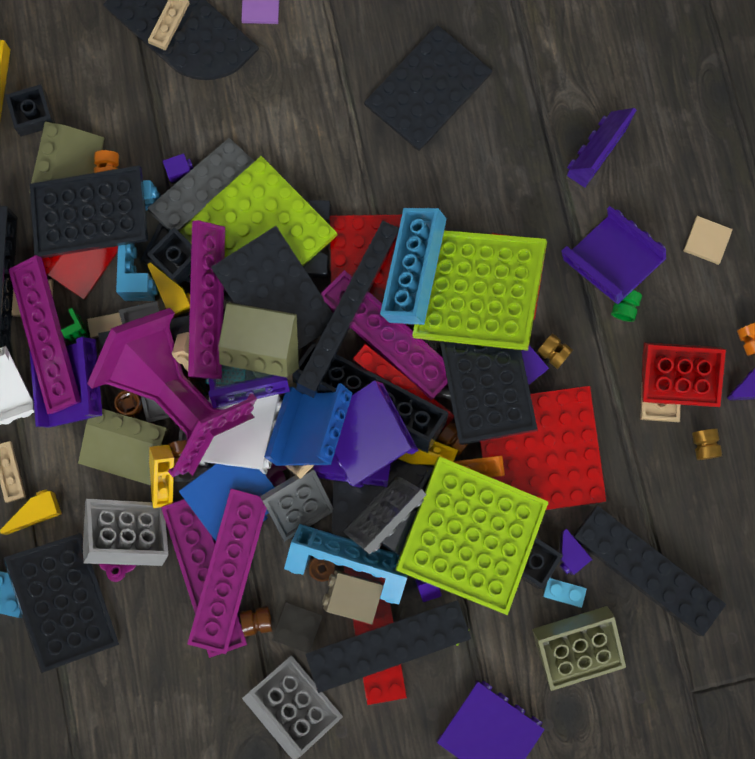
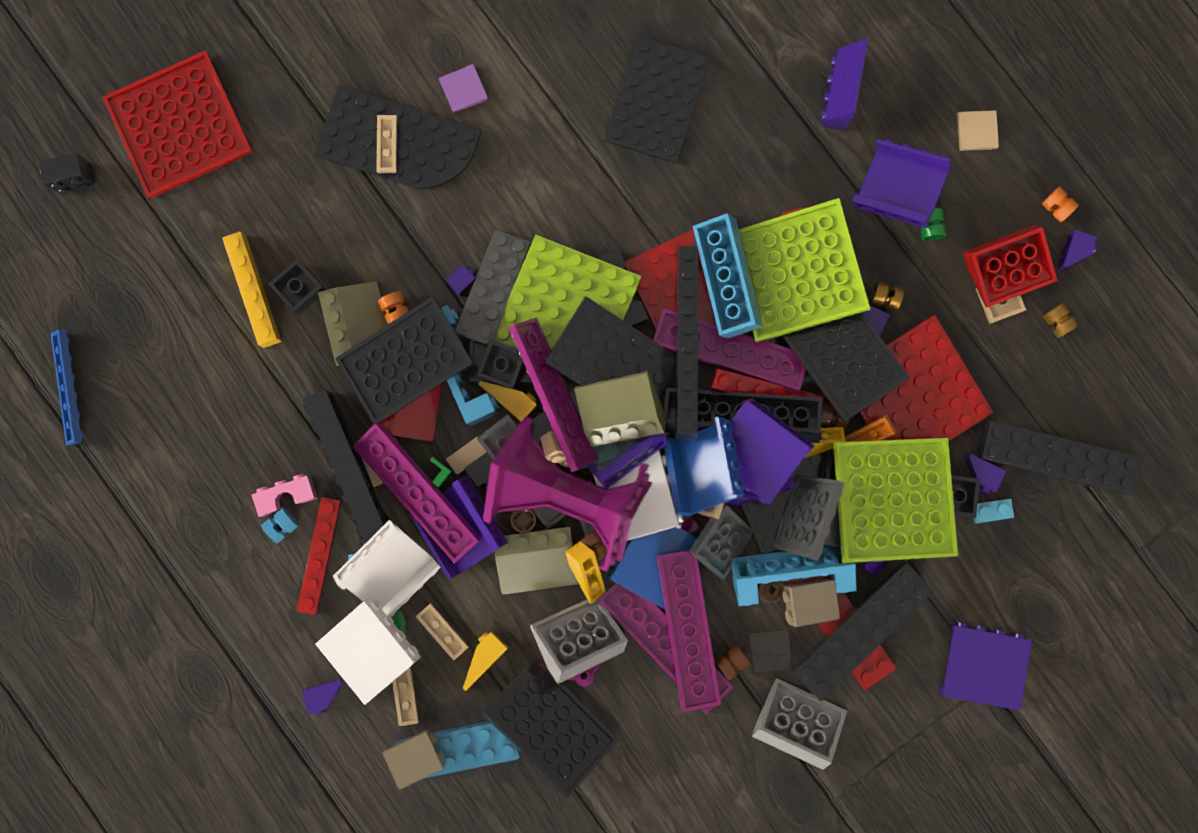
camera: 25 degrees left, 5 degrees up
(579, 648) = (1028, 553): olive slope -> none

